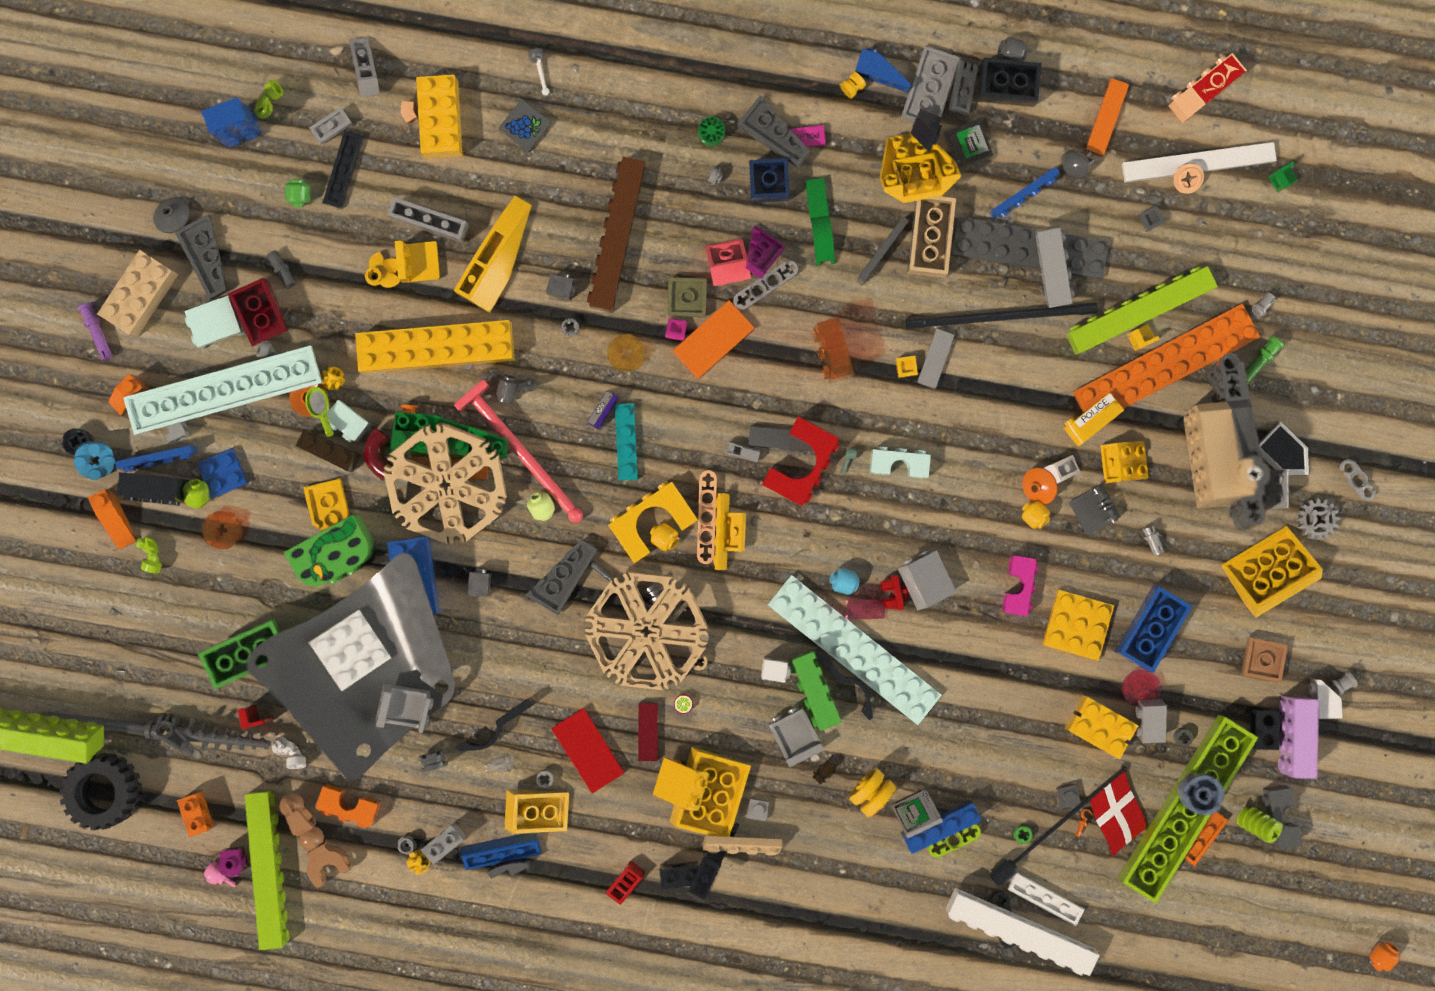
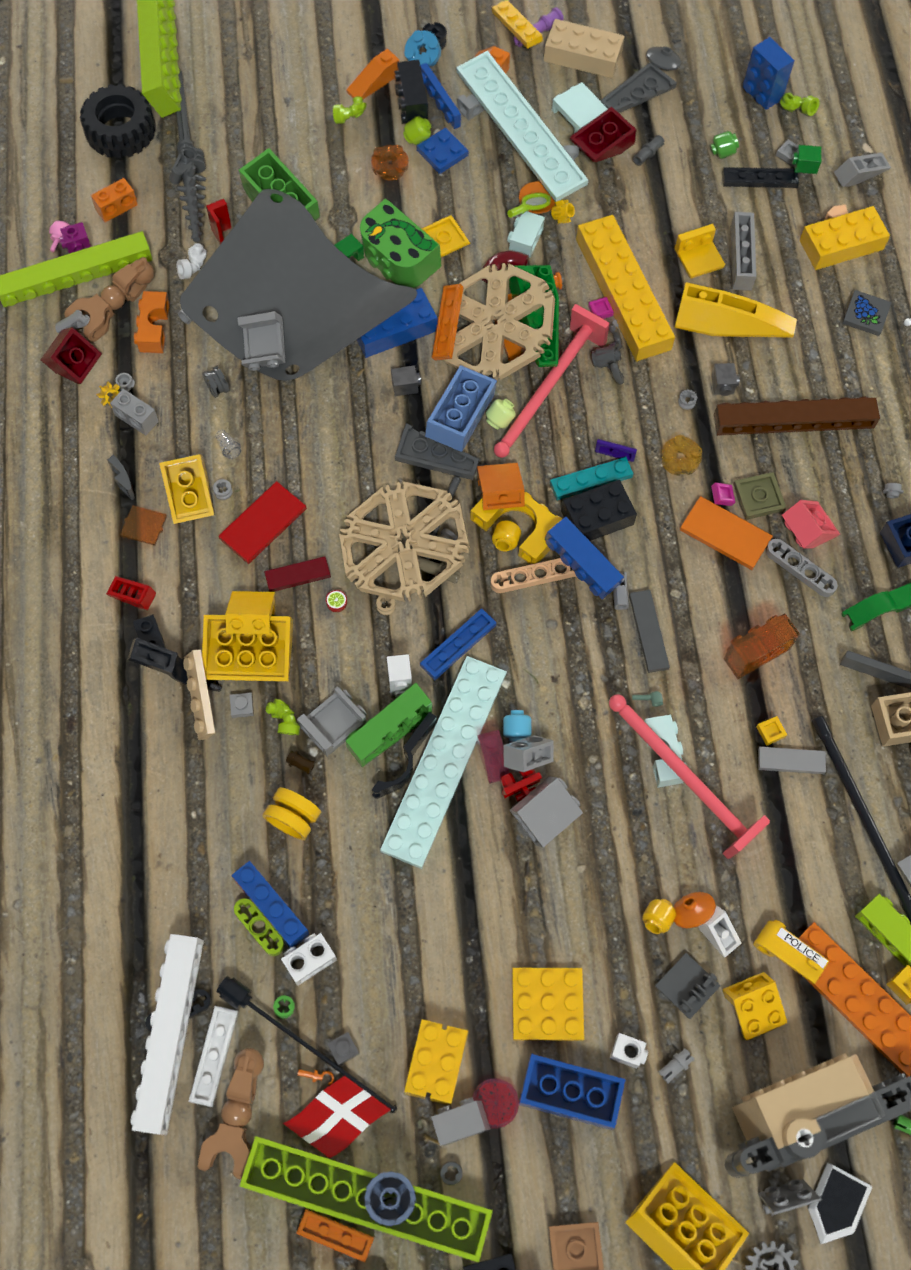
camera: 70 degrees right, 20 degrees down
(88, 352) = (517, 24): none -> yellow plate
(318, 598) = (351, 247): none -> green panel
(327, 450) = (493, 223): dark brown brick -> none
(330, 883) = (75, 320): none -> light grey bar
(343, 120) = (807, 159): none -> green brick
(350, 650) = (307, 279): white plate -> none
(365, 890) = (71, 355): none -> dark red slope
(384, 268) = (680, 226): yellow plate -> none
(430, 527) = (447, 322): none -> orange tile
(449, 375) = (601, 308): none -> dark pink tile
(469, 746) = (267, 433): black piece -> none
(500, 850) = (138, 468): blue slope -> none
(528, 542) = (460, 408): none -> medium blue brick
(560, 857) = (143, 525): none -> clear orange piece
(617, 529) = (501, 486): none -> orange panel
(664, 447) = (600, 510): none -> black brick
(711, 477) = (583, 558): none -> blue brick
(729, 531) = (531, 595): yellow bracket -> none
(754, 609) = (458, 644): none -> blue plate
(762, 252) = (835, 550): magenta wing -> none
(790, 774) = (281, 710): none -> lime arm
(799, 488) = (654, 663): red arch -> none
(875, 581) = (528, 753): none -> light grey brick
(917, 813) = (279, 872): tile -> none
(992, 424) = (744, 835): none -> coral piece
(997, 804) = (312, 964): none -> white brick
(1020, 602) = (553, 925): dark pink arch -> none
(1097, 892) = (235, 1114): none -> medium nougat piece
(1125, 577) = (619, 1055): none -> white brick

